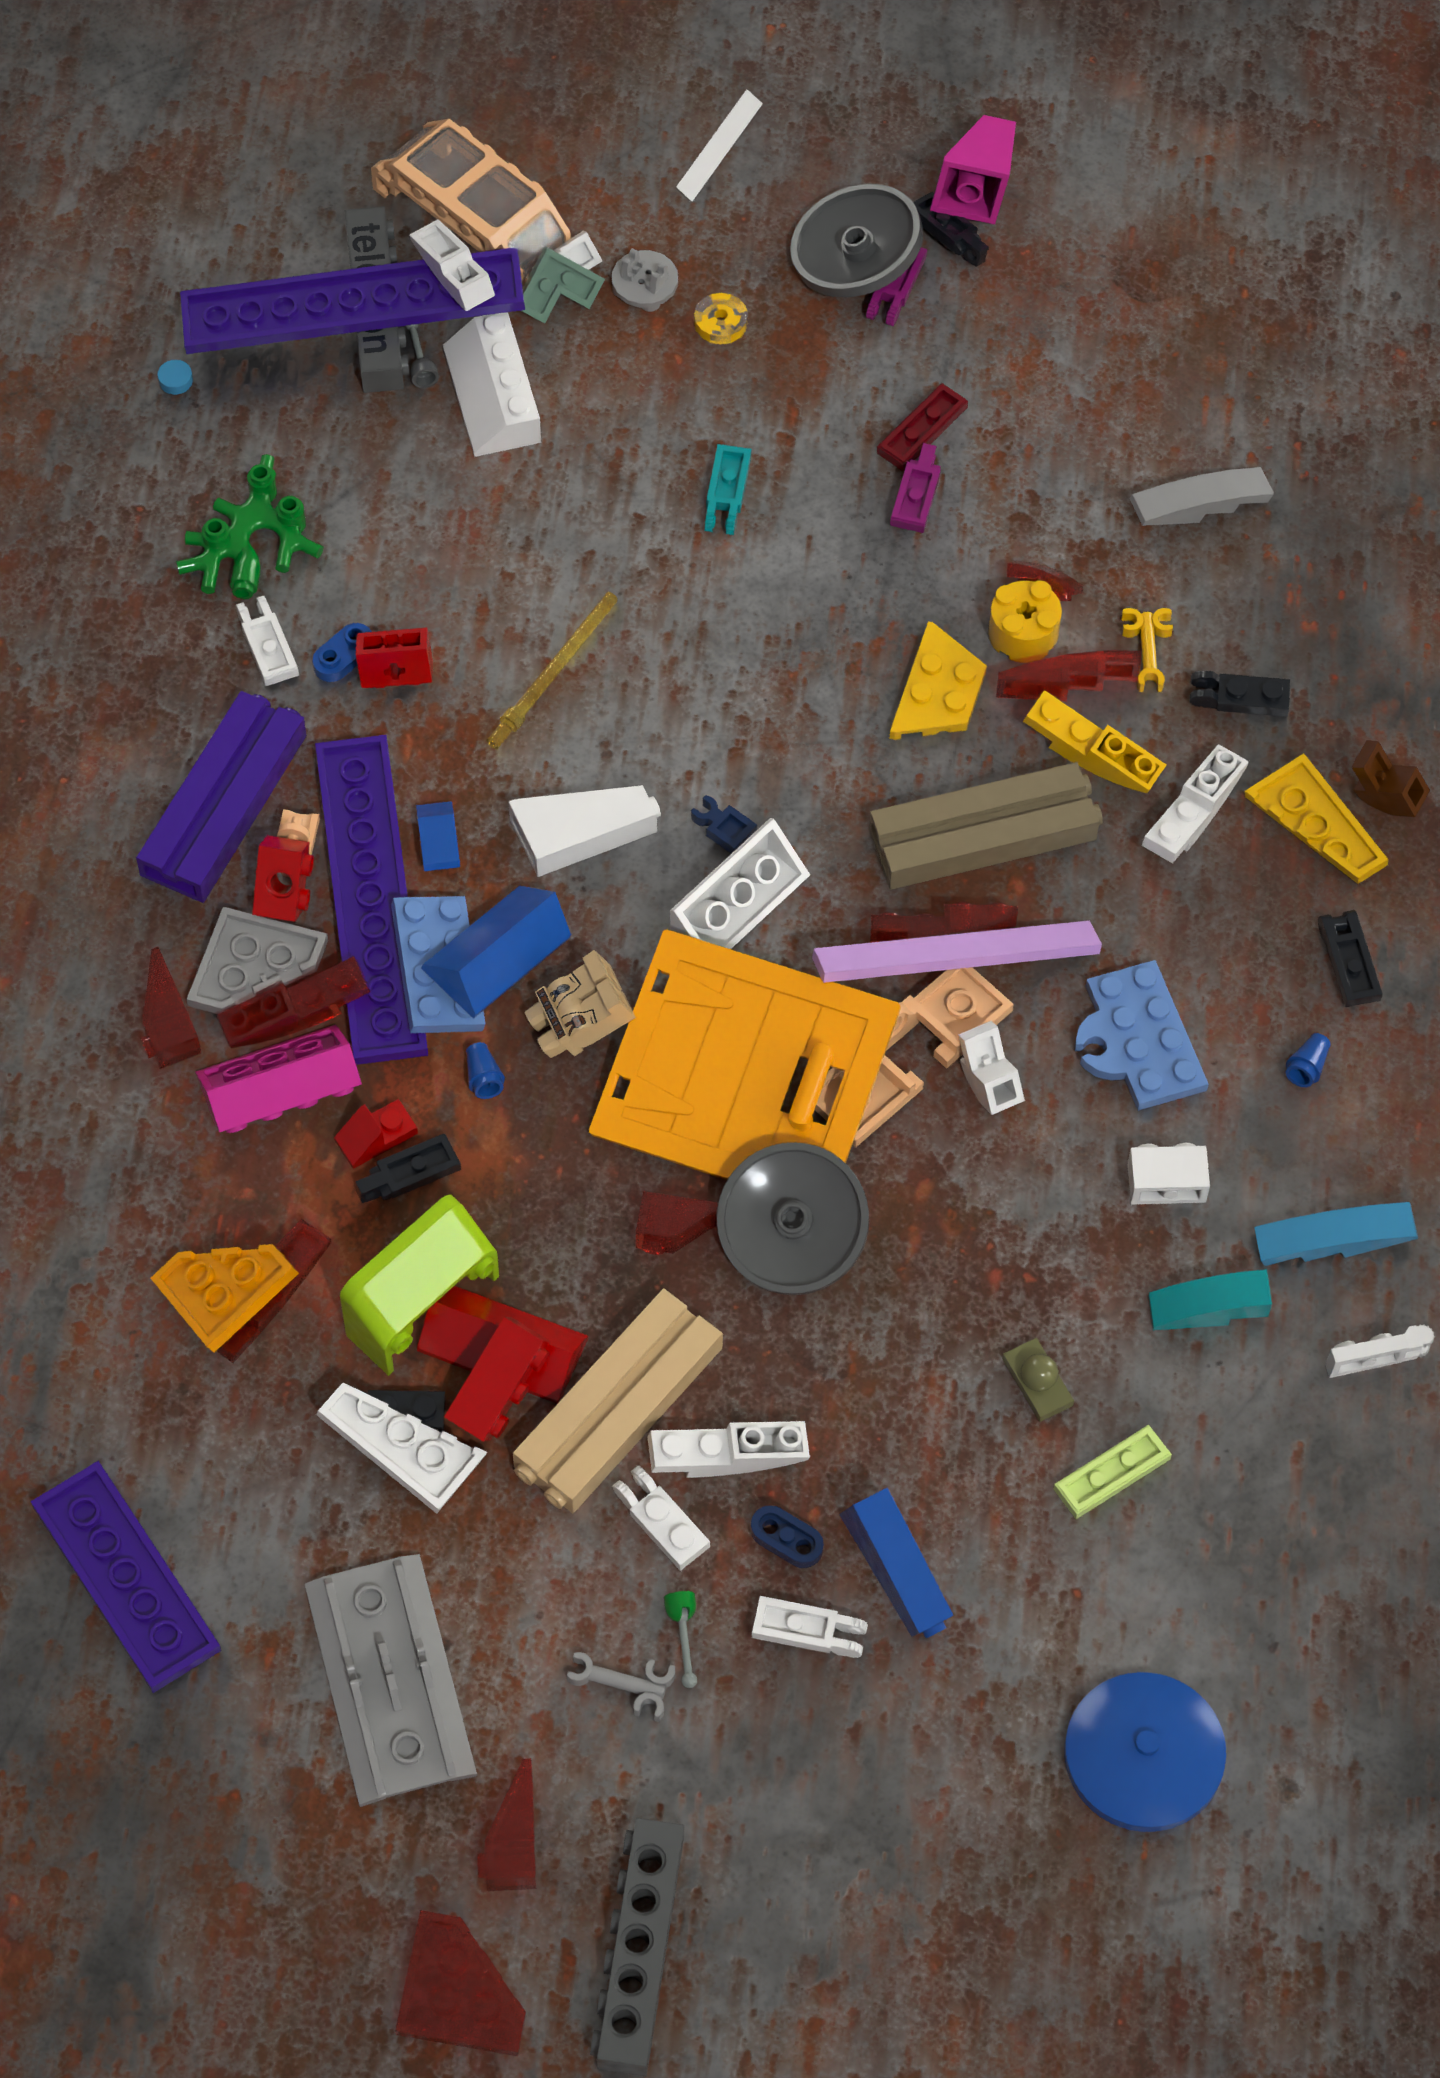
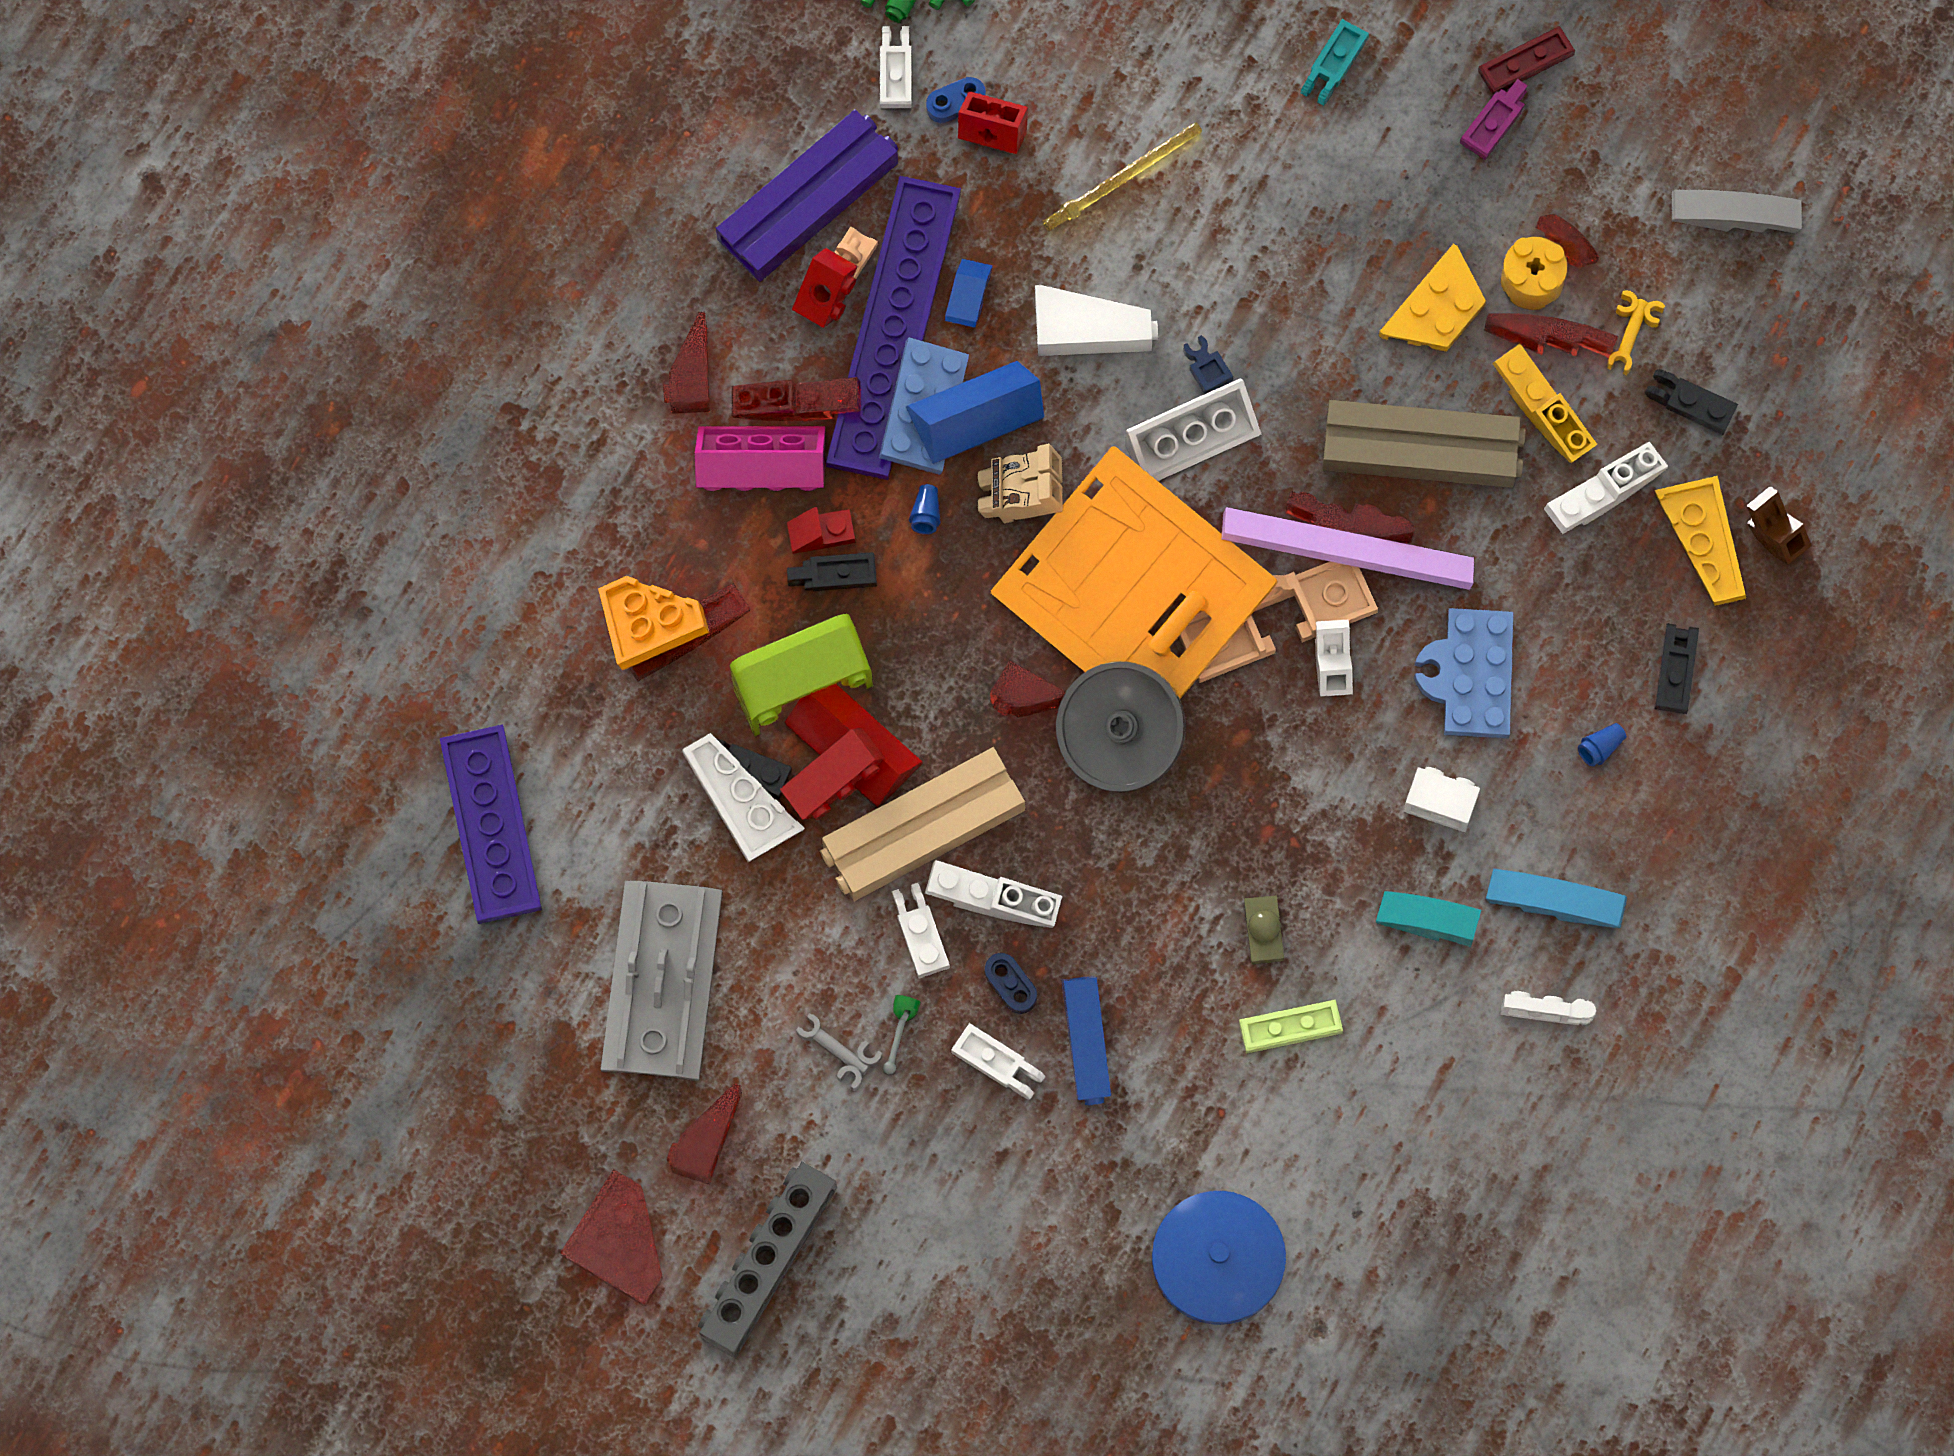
camera: 25 degrees right, 10 degrees up
(251, 957) = (778, 347): light grey plate -> none

